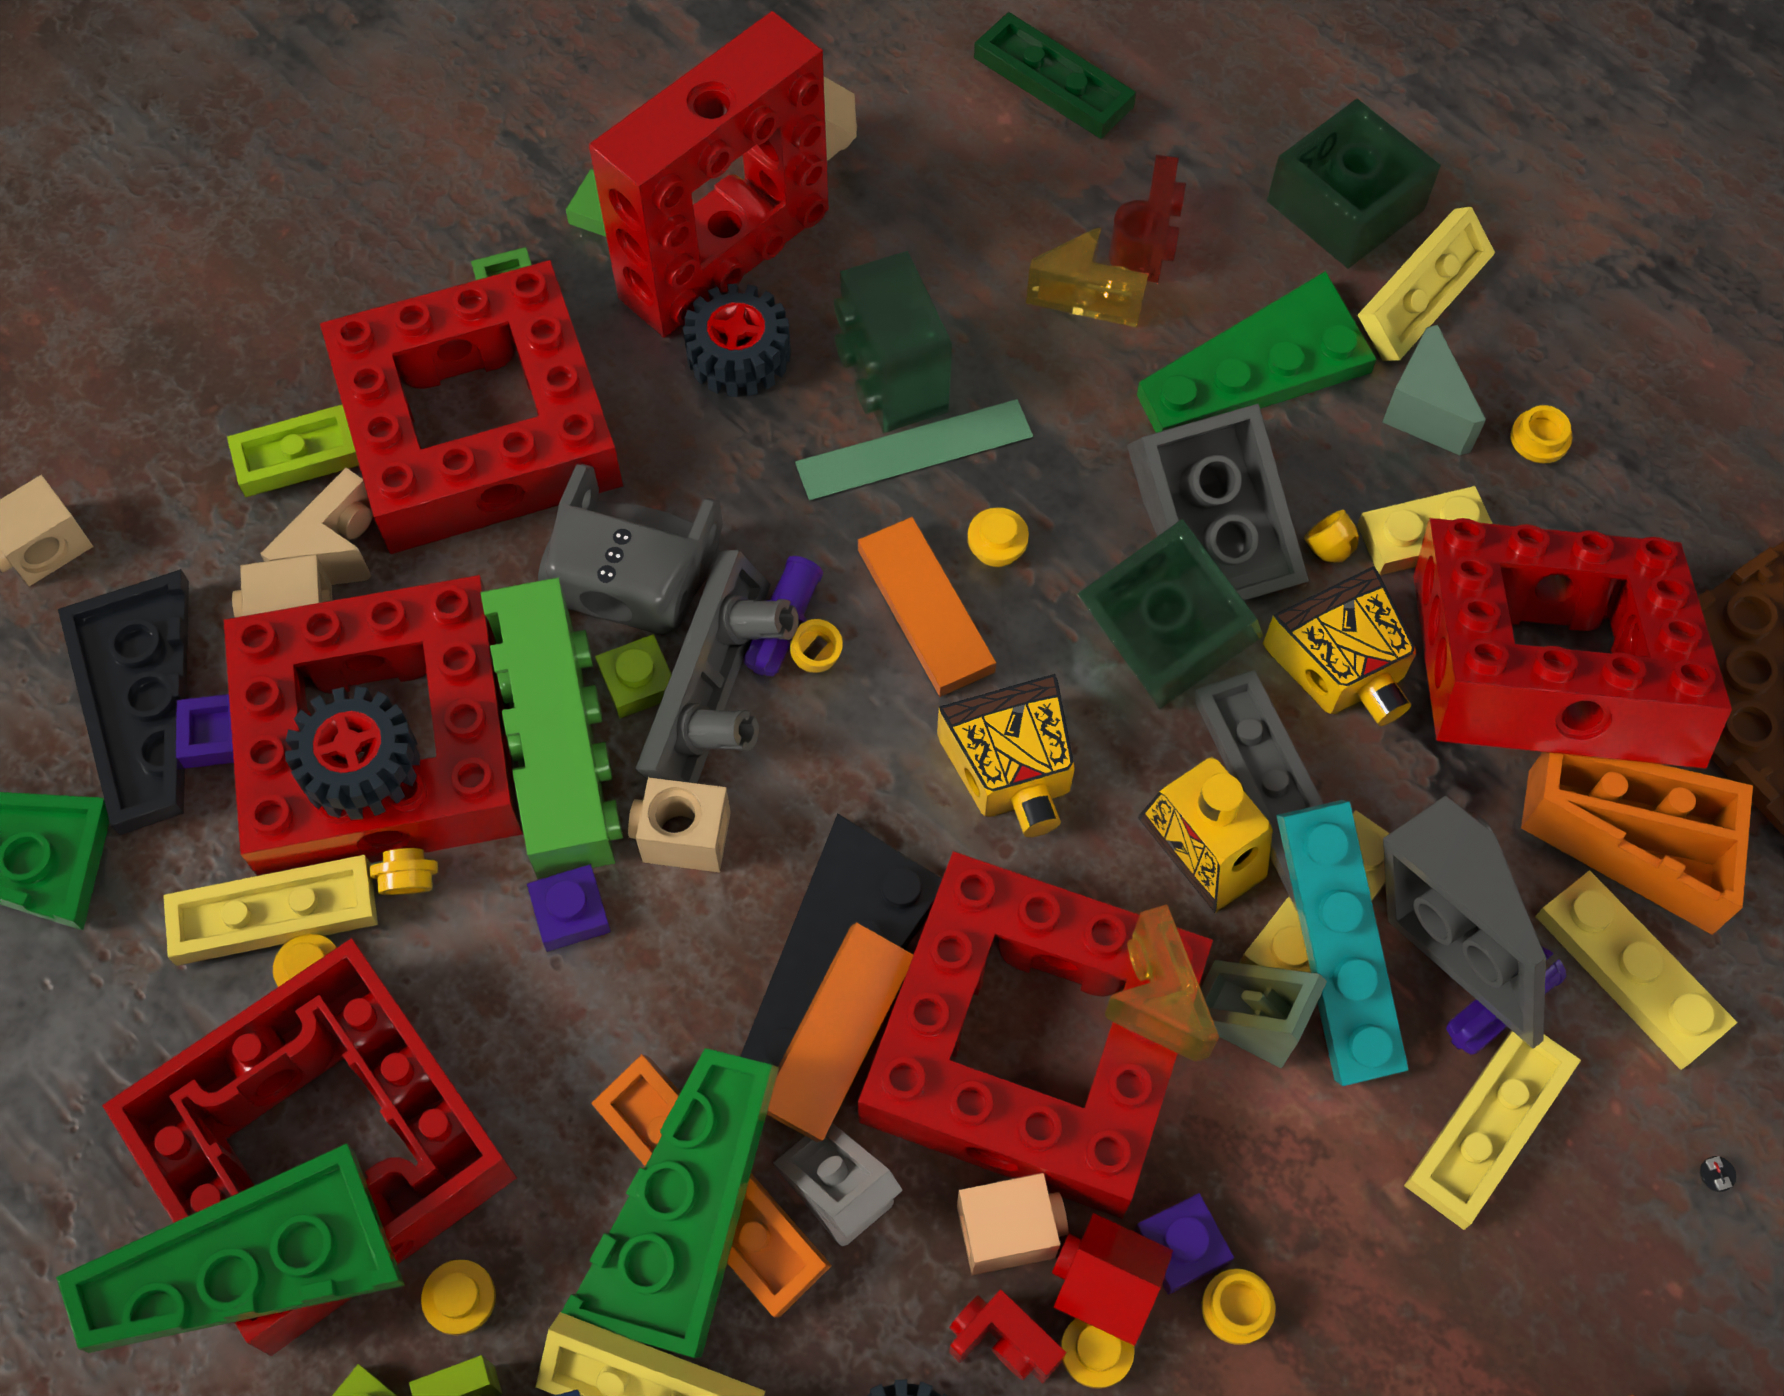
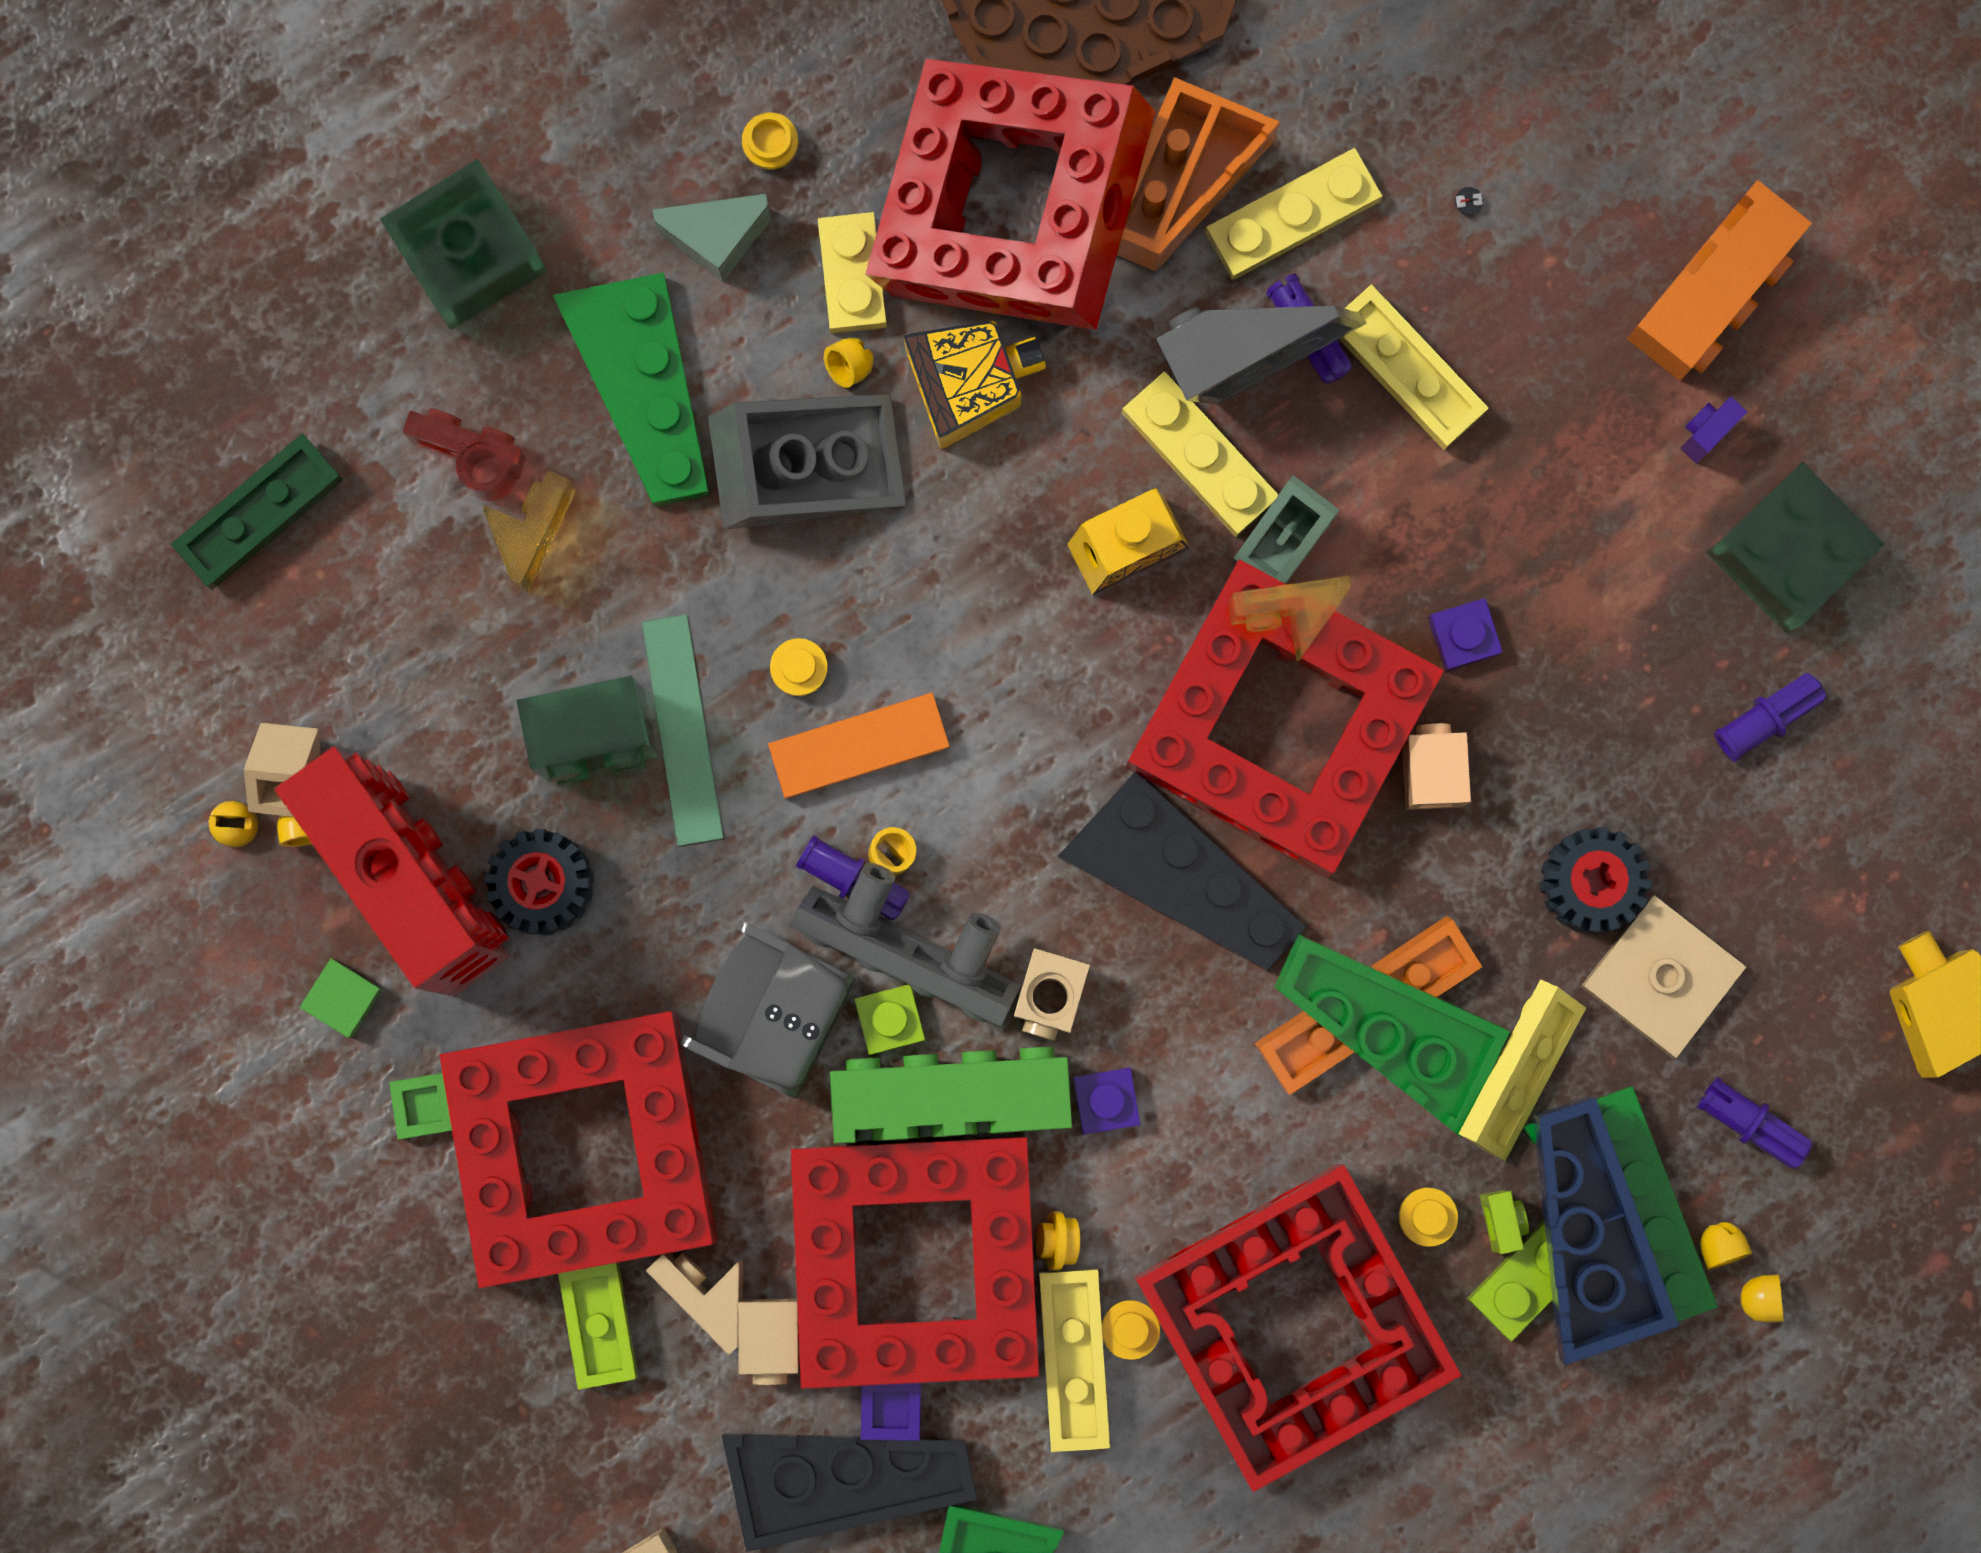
camera: 80 degrees left, 20 degrees up
(253, 1255) = (1399, 1356): green wing -> none
(328, 748) = (978, 1287): black wheel -> none
(837, 1031) = (1261, 881): orange tile -> none
(839, 1183) = (1382, 901): light grey slope -> none
(1012, 751) = (1026, 692): torso -> none
(1020, 1343) = (1527, 777): red bracket -> none
(1095, 1356) = (1538, 719): yellow plate -> none
(1111, 1277) = (1492, 697): red brick -> none
(1171, 613) = (925, 528): clear green brick -> none
(1238, 1306) = (1520, 603): yellow plate -> none
(1258, 753) = (1098, 473): dark grey plate -> none
(1342, 942) = (1252, 452): teal plate -> none
(1426, 284) = (586, 201): light yellow plate -> none

